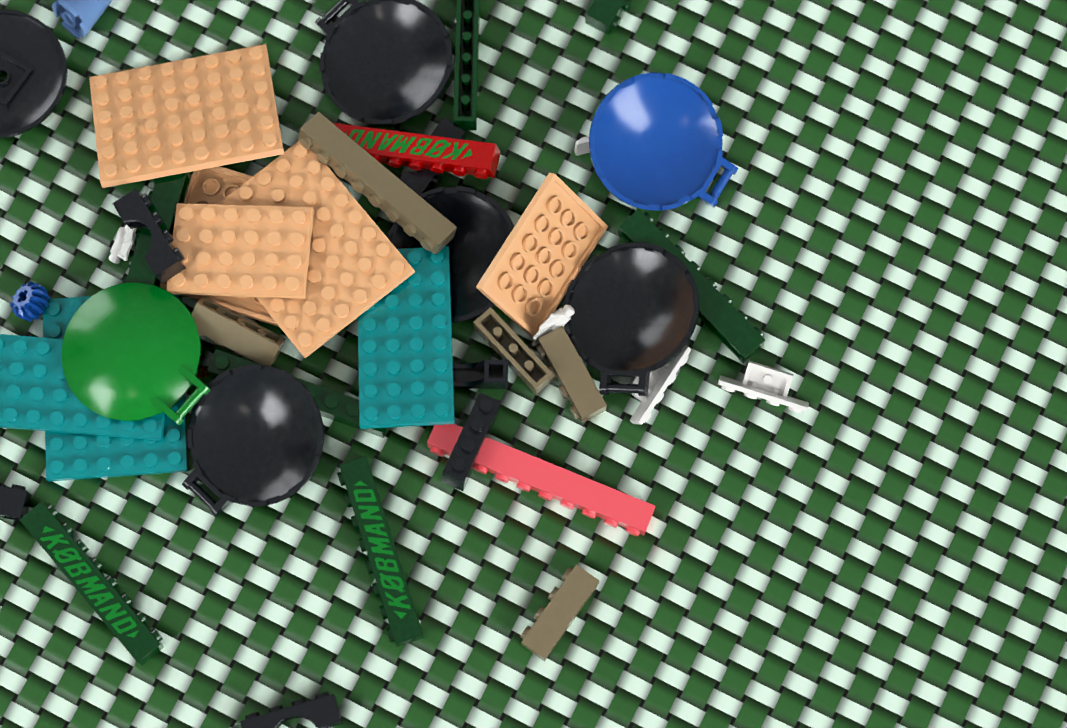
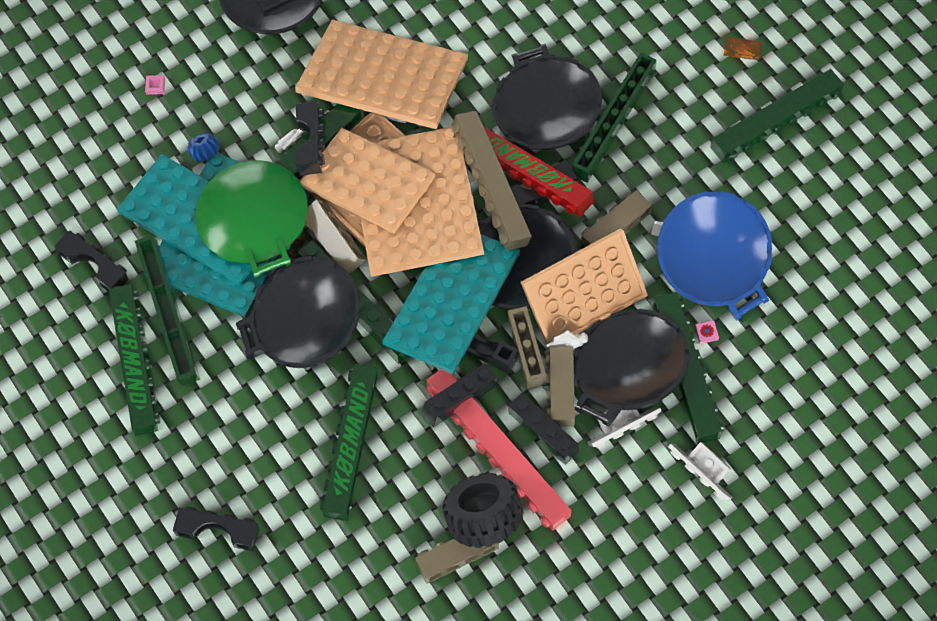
camera: 30 degrees right, 10 degrees down
(99, 510) = (167, 310): none -> dark green brick
(533, 161) = (621, 216): none -> dark tan brick
(578, 429) = (556, 439): none -> black arch
(583, 572) = (489, 525): none -> black tyre
(690, 235) = (706, 332): none -> bright pink tile

